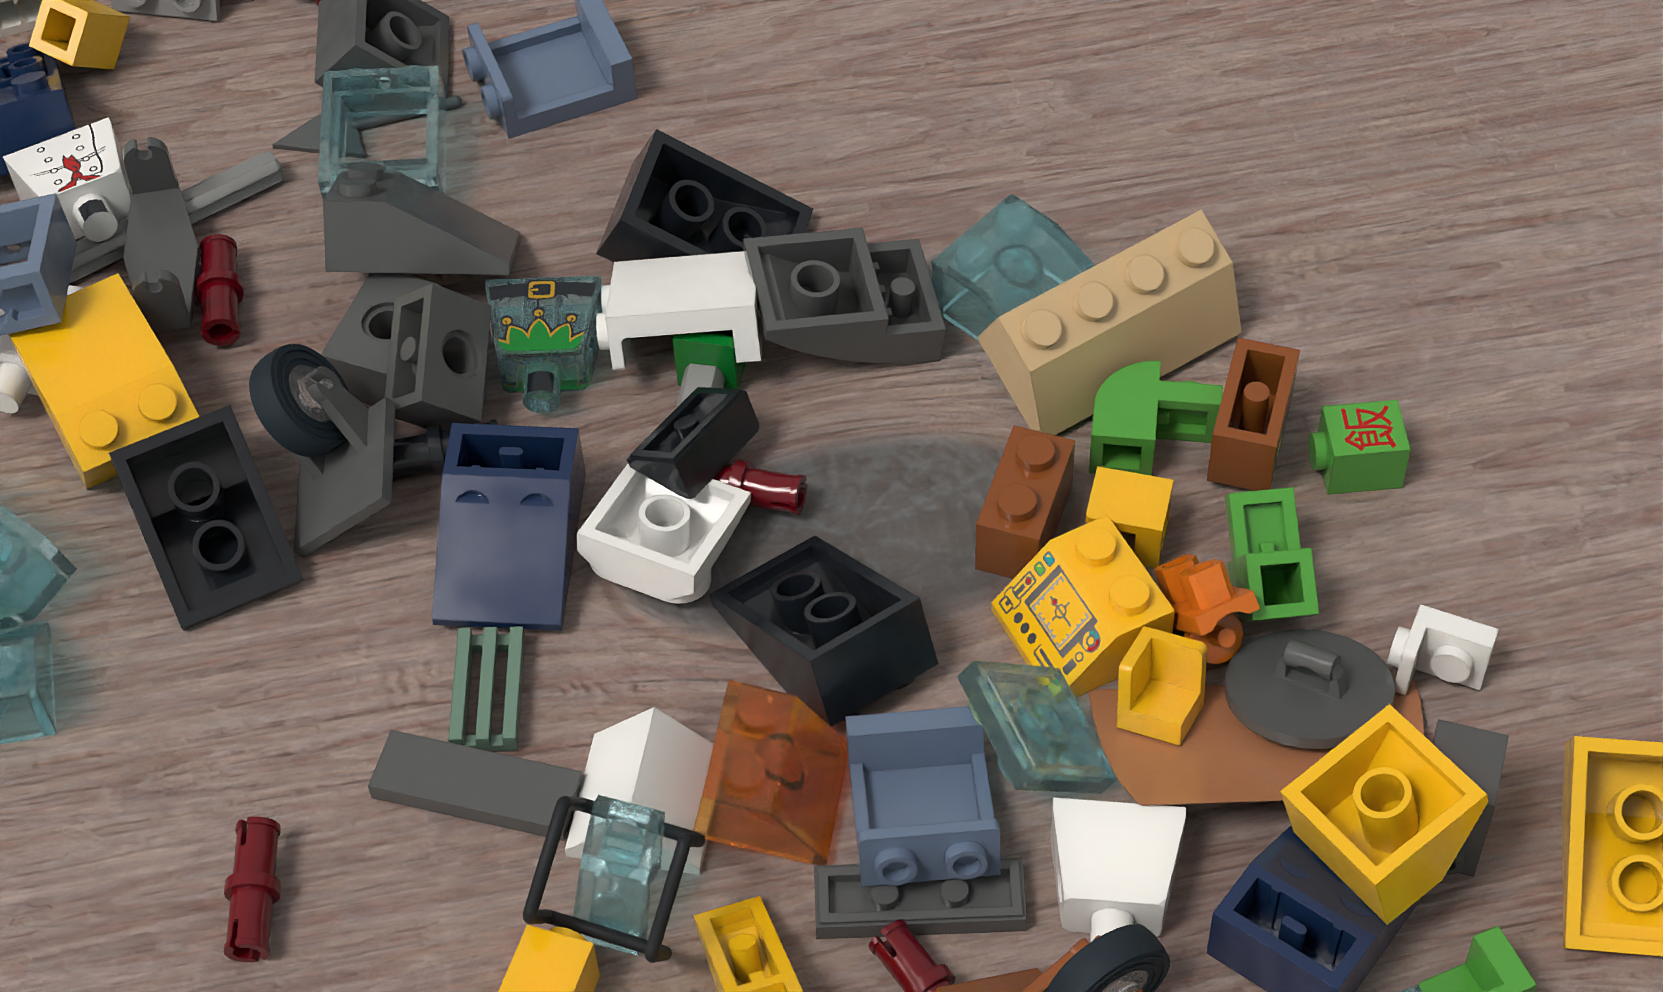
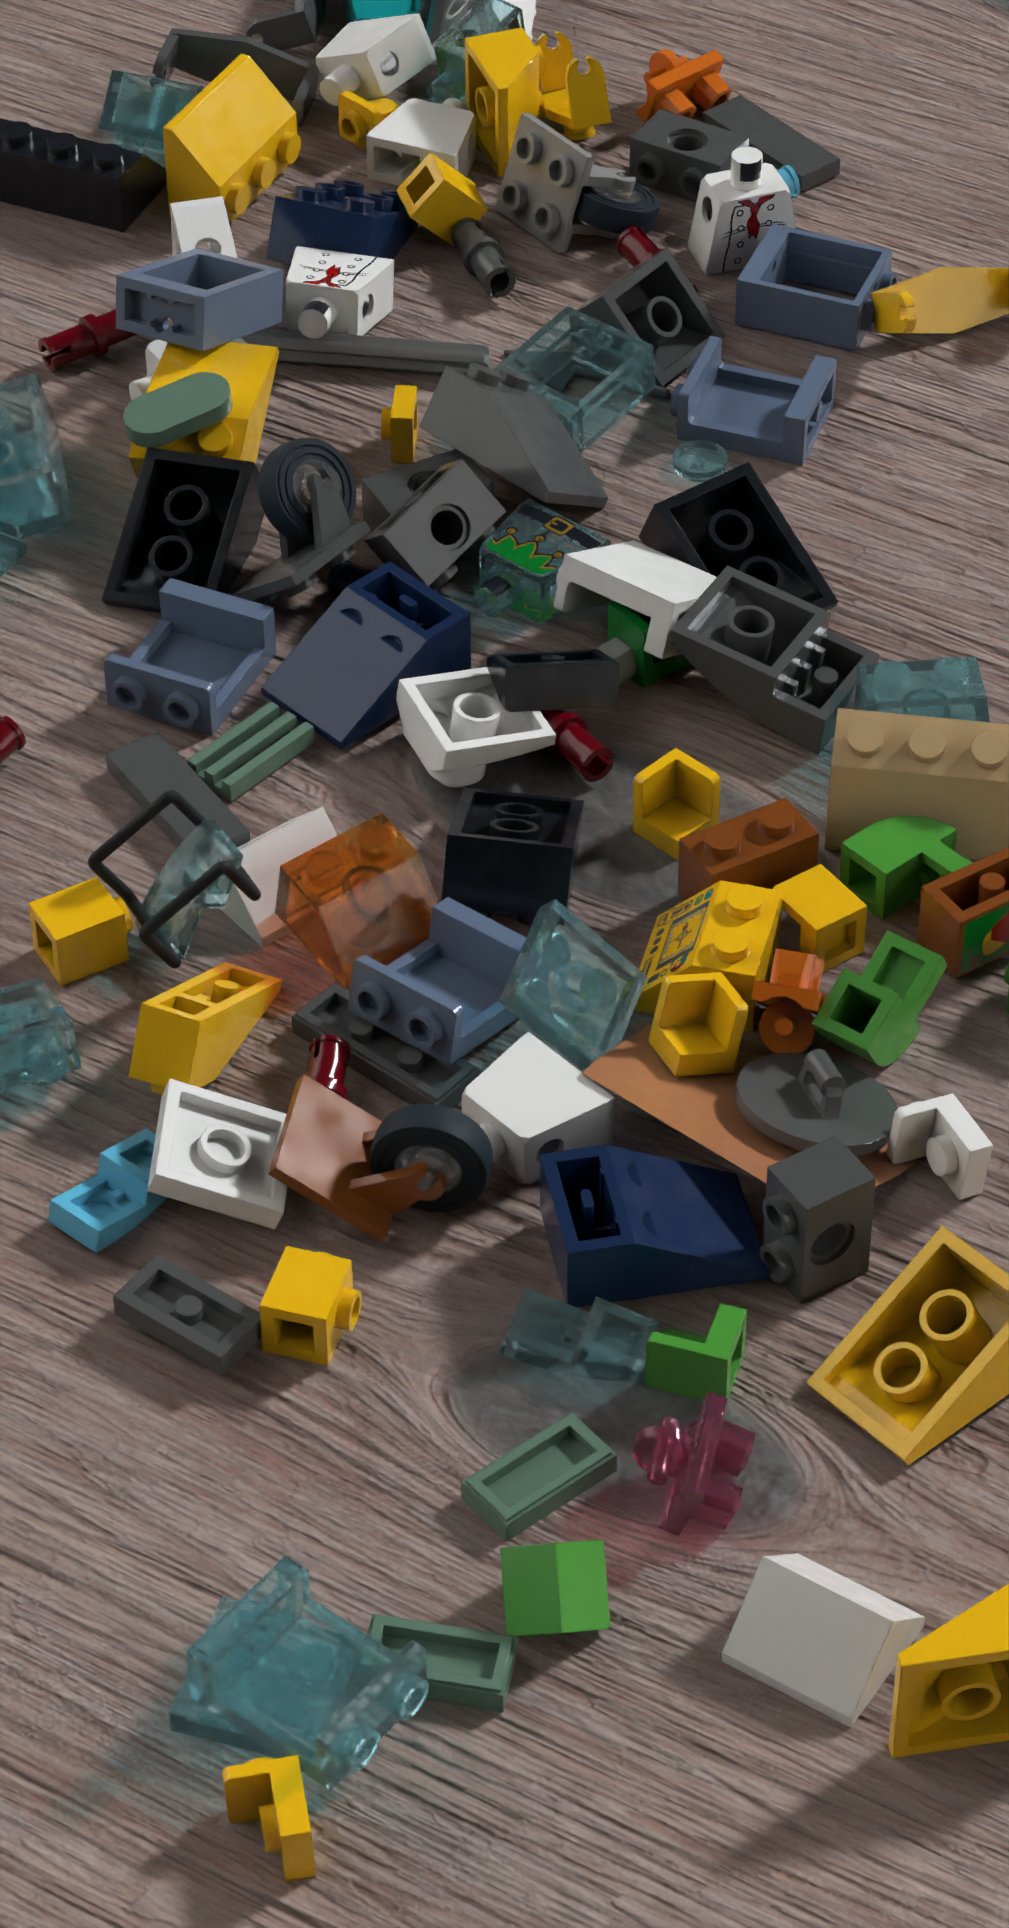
camera: 40 degrees right, 10 degrees down
(106, 398) = (177, 409): none -> sand green tile
(159, 239) = (343, 362): dark grey piece -> none
(165, 65) = (483, 257): none -> dark grey pin
(219, 290) = (356, 412): dark red pin -> none
(277, 274) = (401, 424): none -> yellow plate
(340, 634) = (194, 658): none -> sand blue panel
(554, 147) = (699, 460): none -> clear light blue piece
(908, 488) = (674, 800): none -> yellow panel
(1385, 812) = (716, 1162): yellow slope -> none

